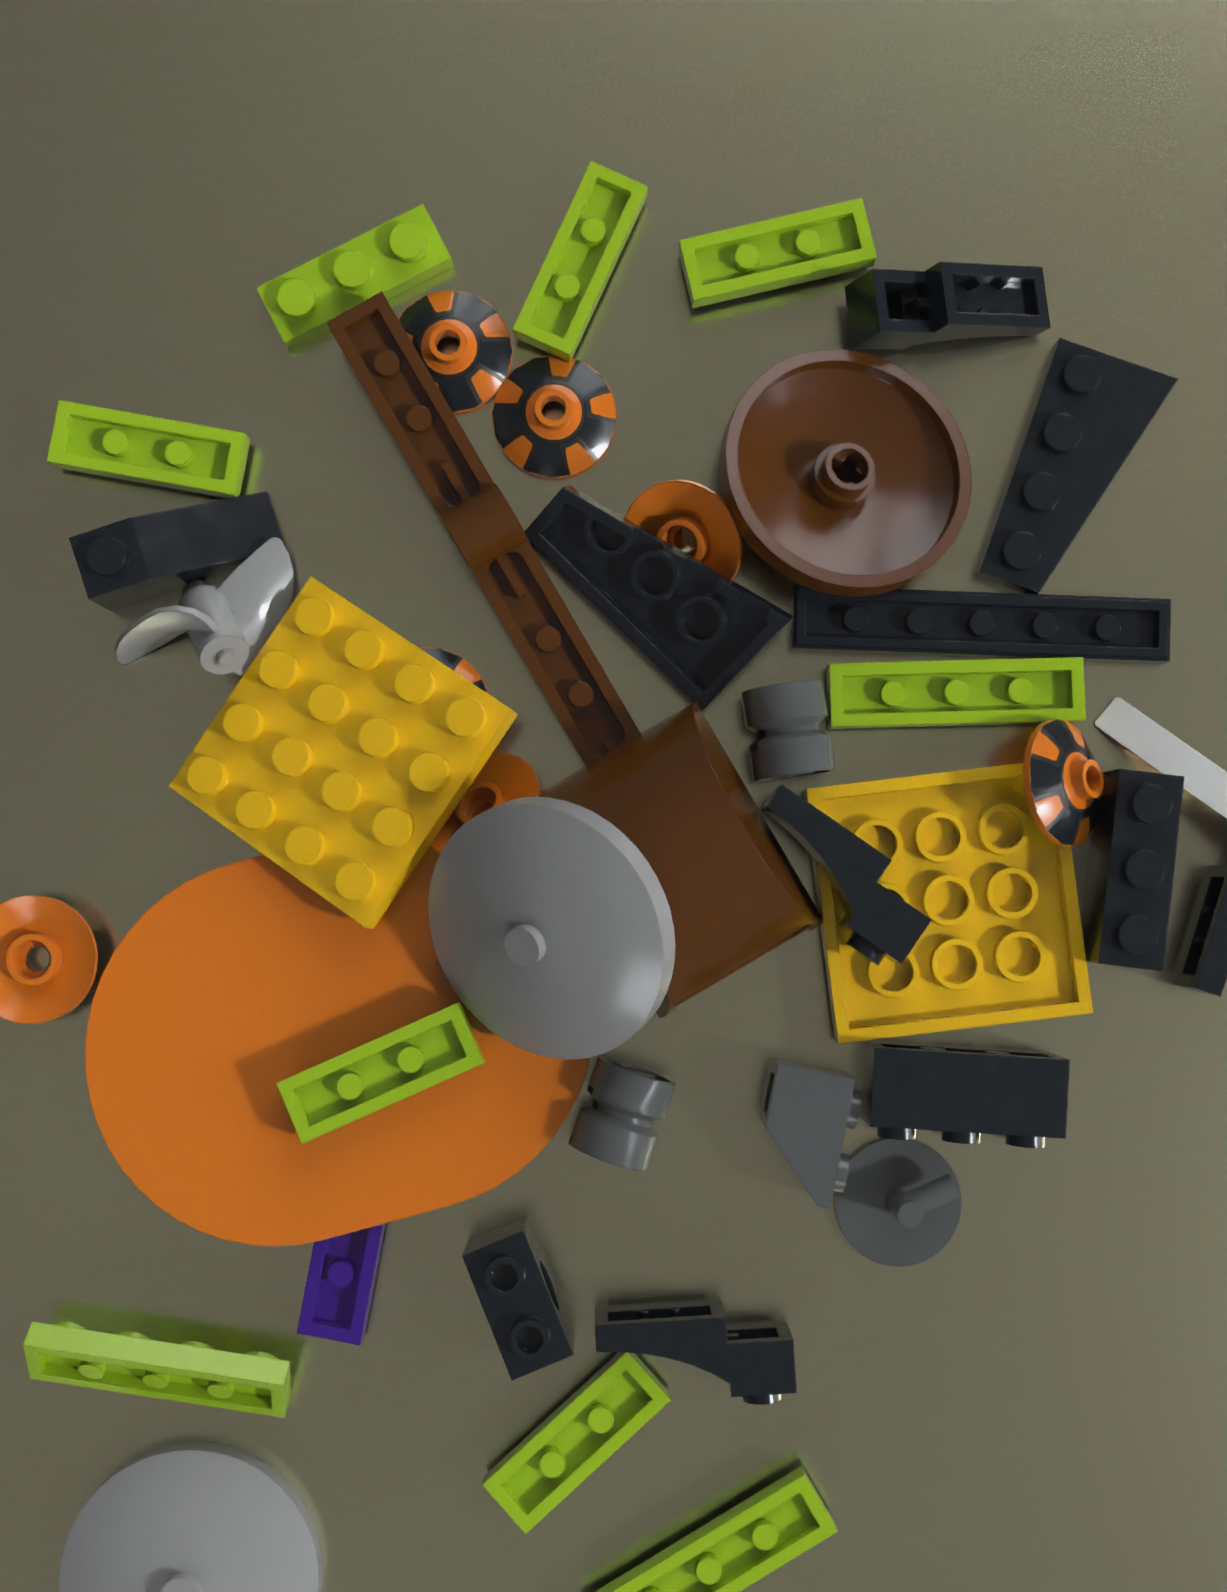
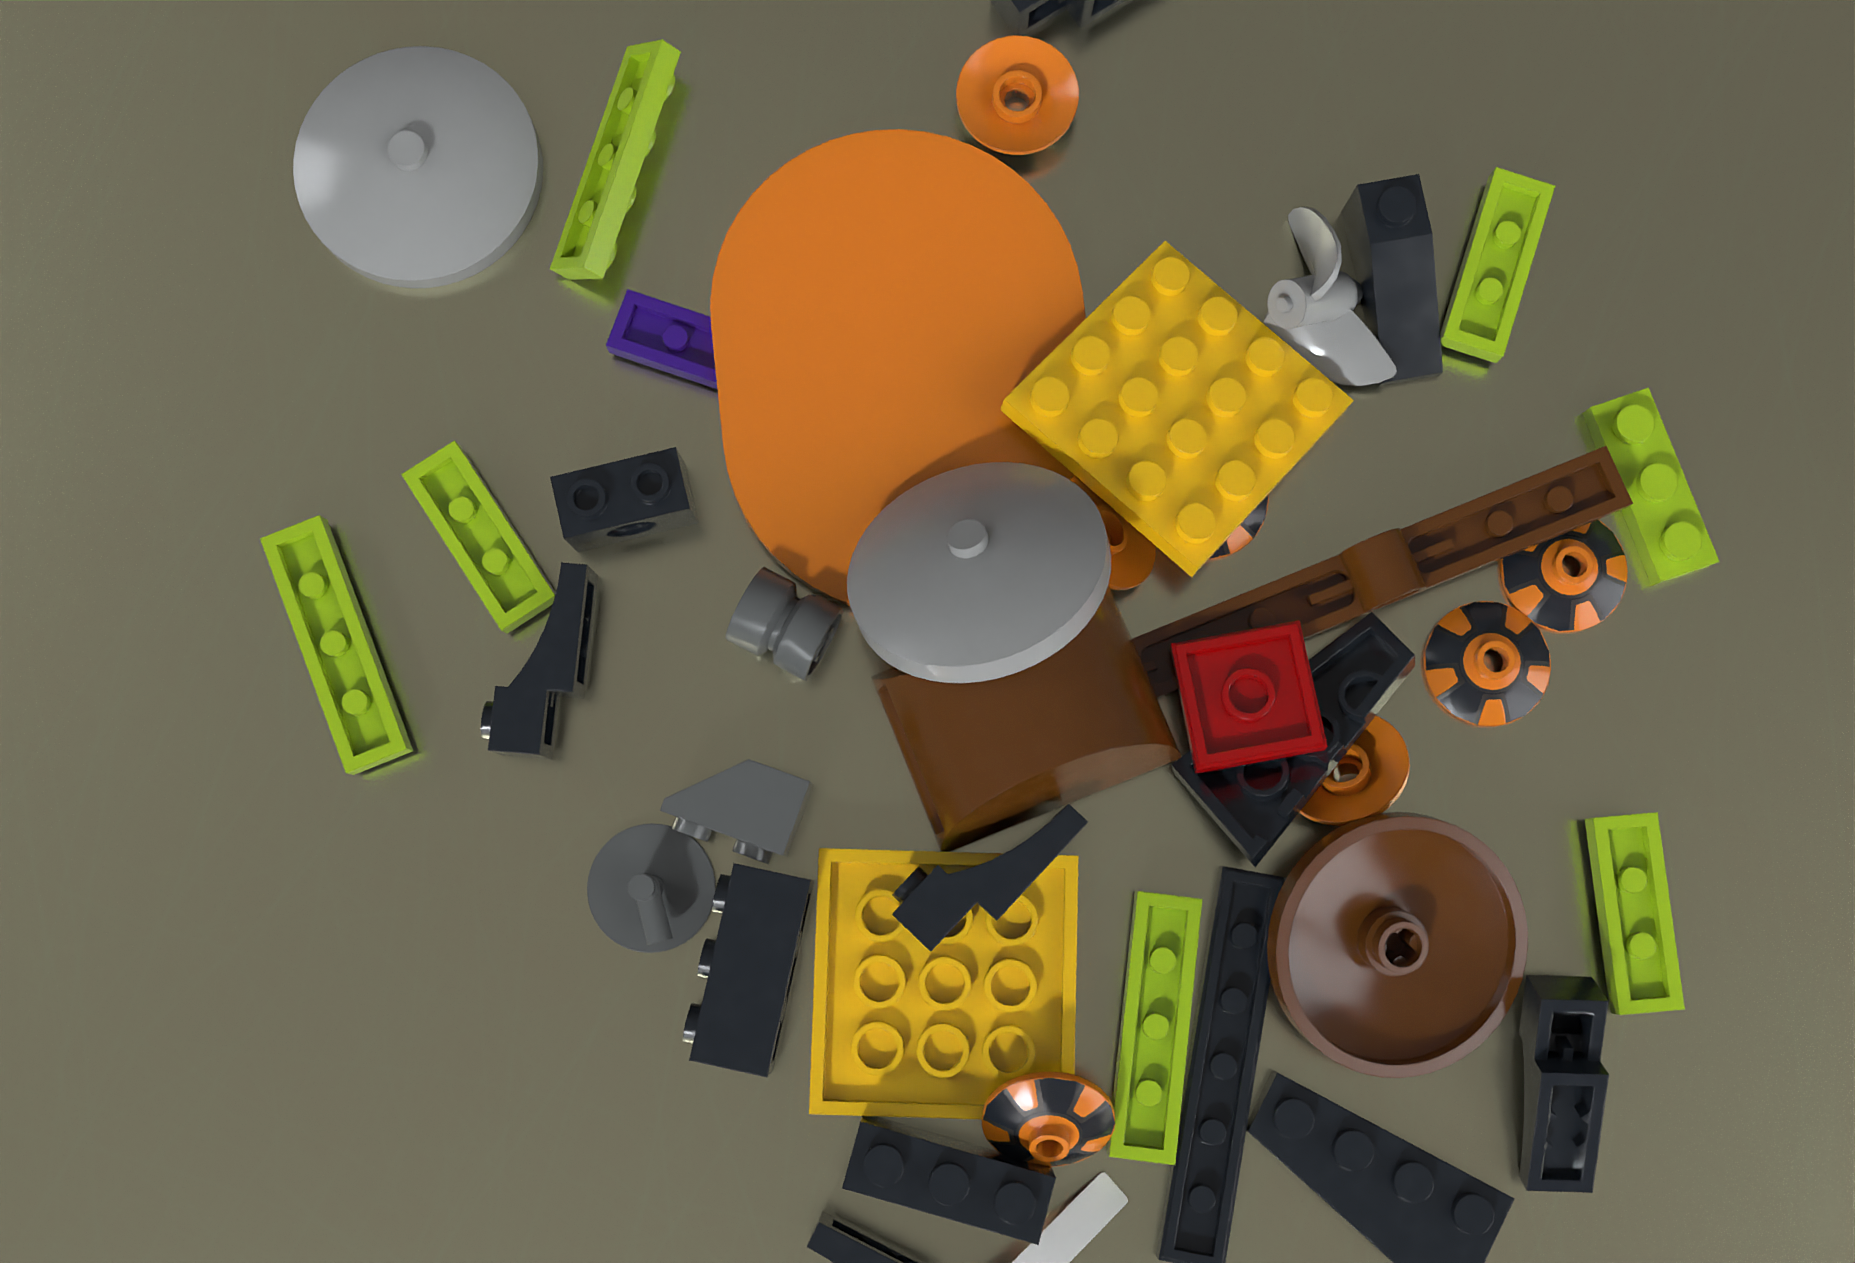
camera: 105 degrees right, 5 degrees down
(380, 1072) = (862, 398): lime plate -> none
(580, 261) = (1645, 710): lime plate -> none
(629, 644) = (1248, 696): none -> red plate
(788, 730) = (1139, 845): dark grey wheel -> none

